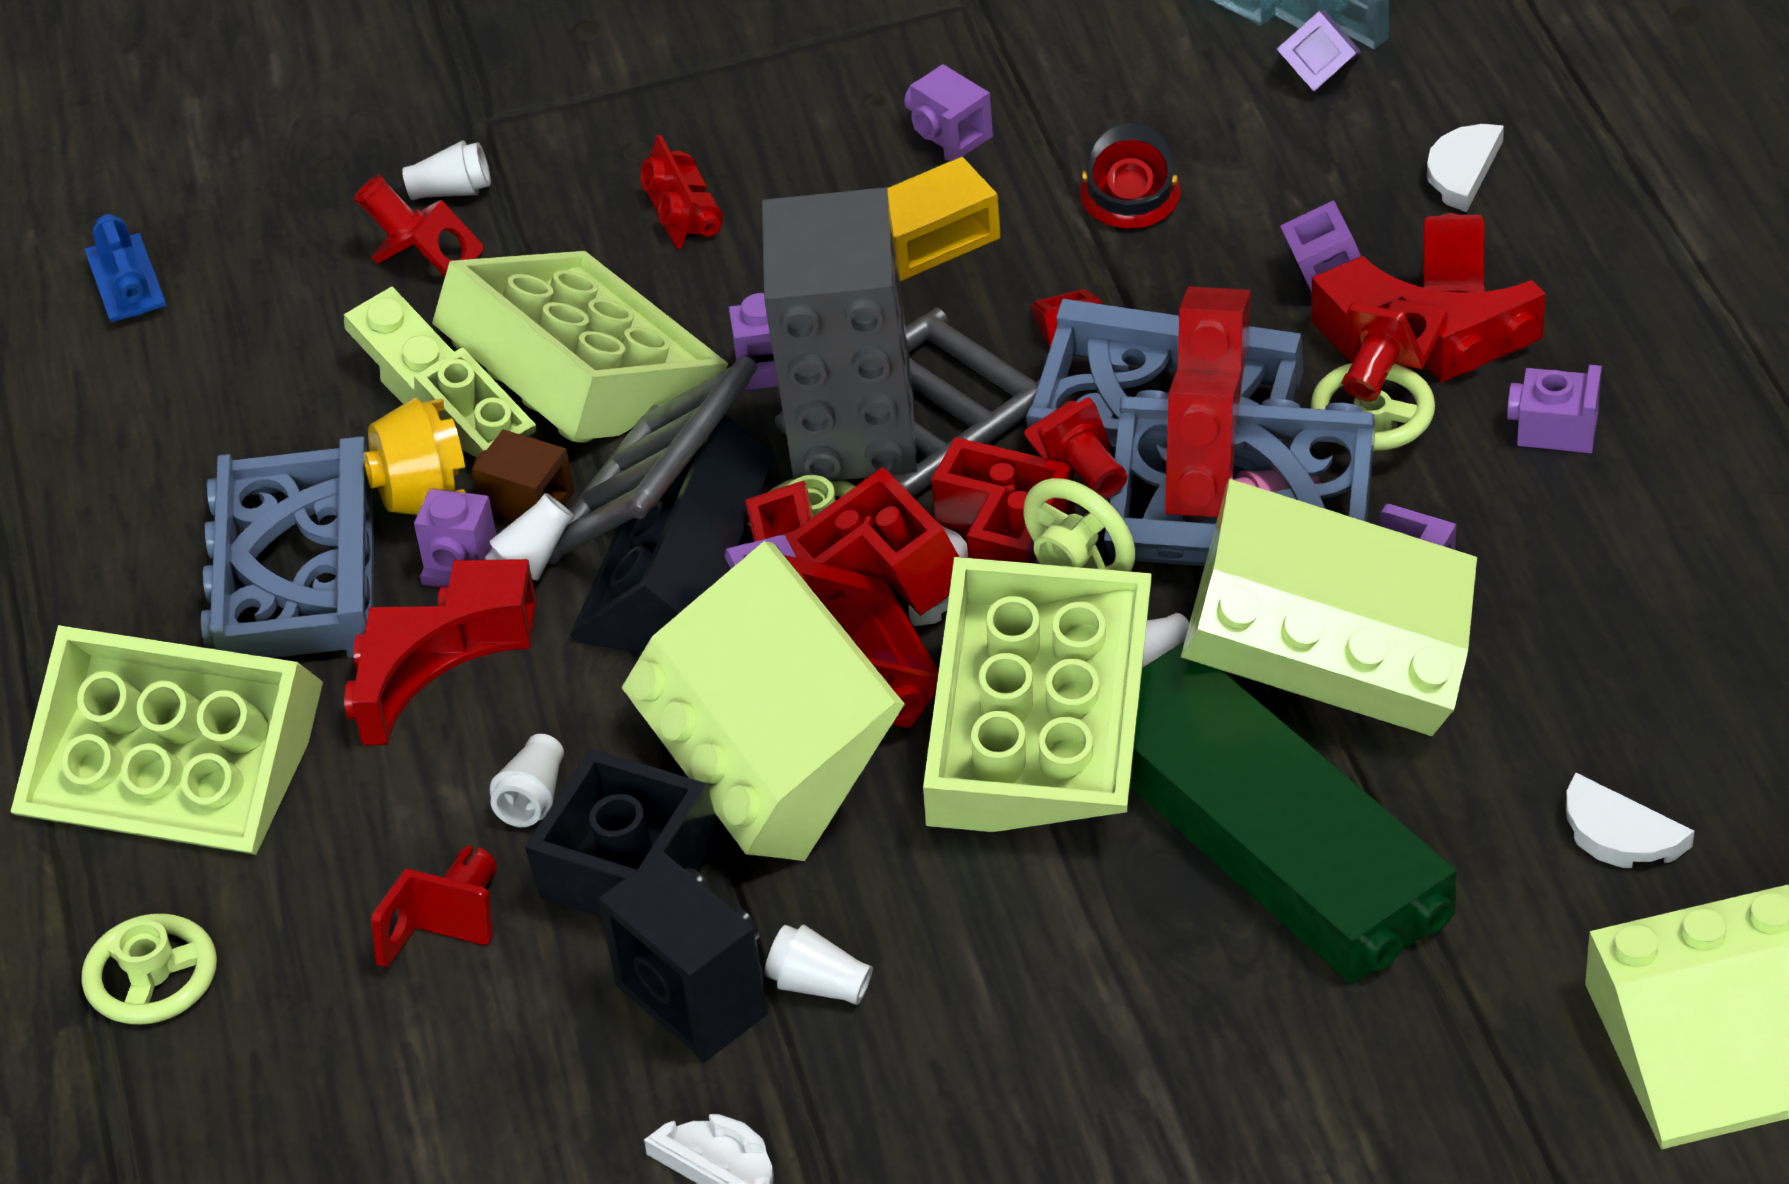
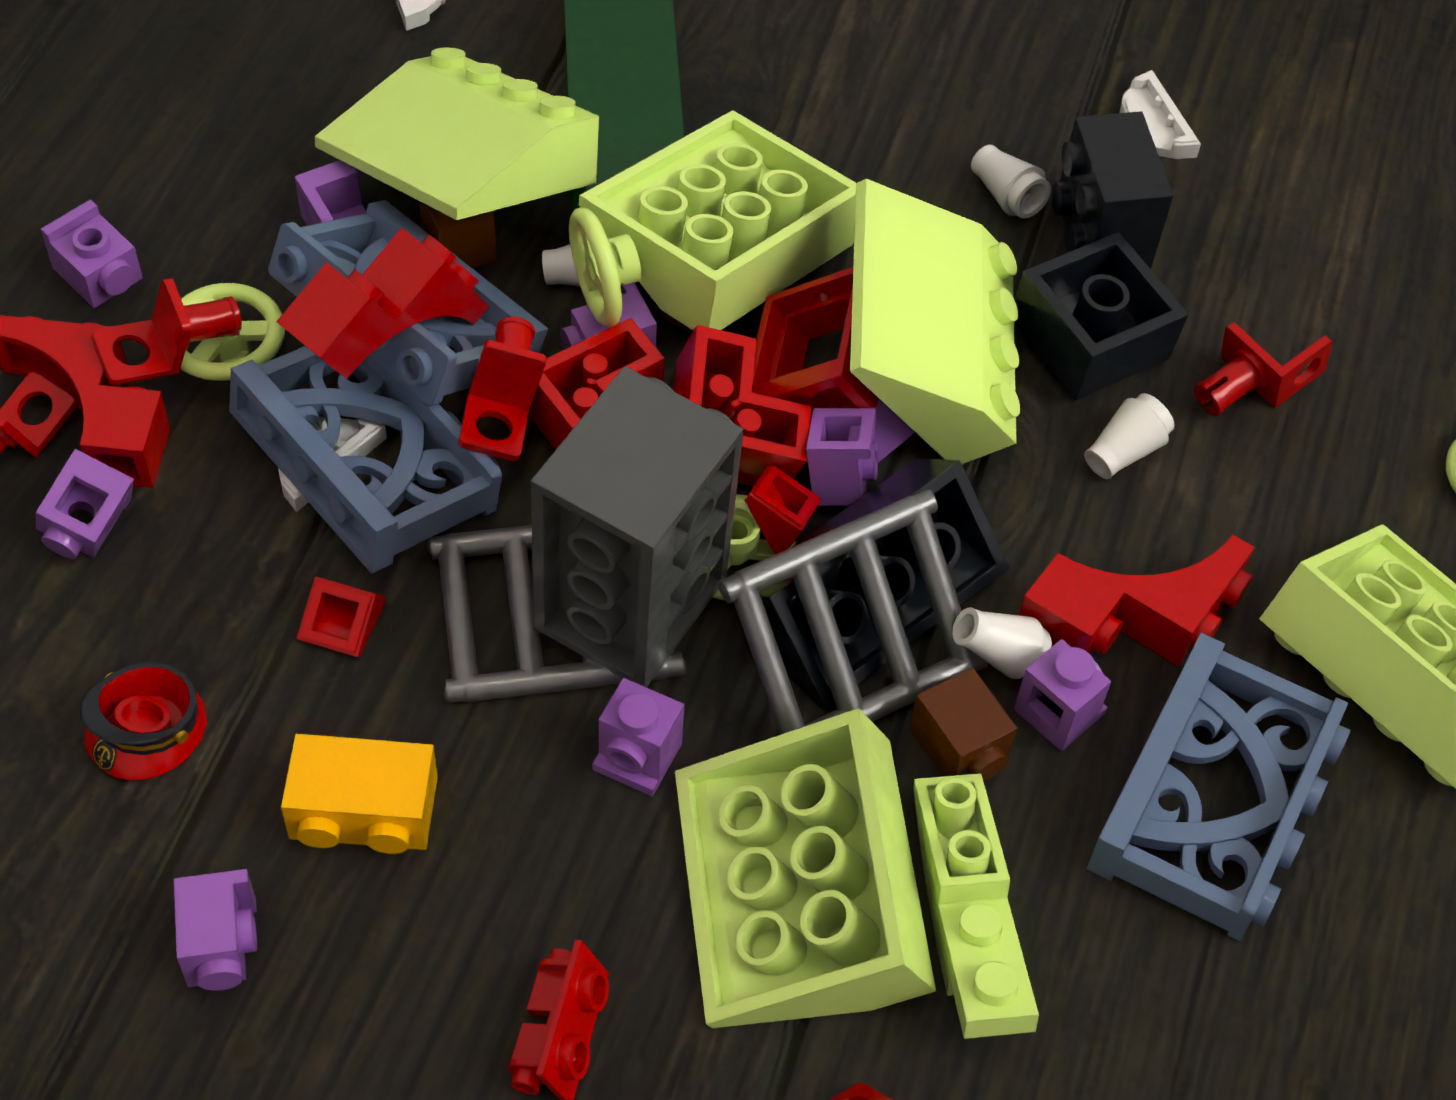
camera: 155 degrees left, 10 degrees up
(412, 454) = (1064, 773): yellow cone -> none

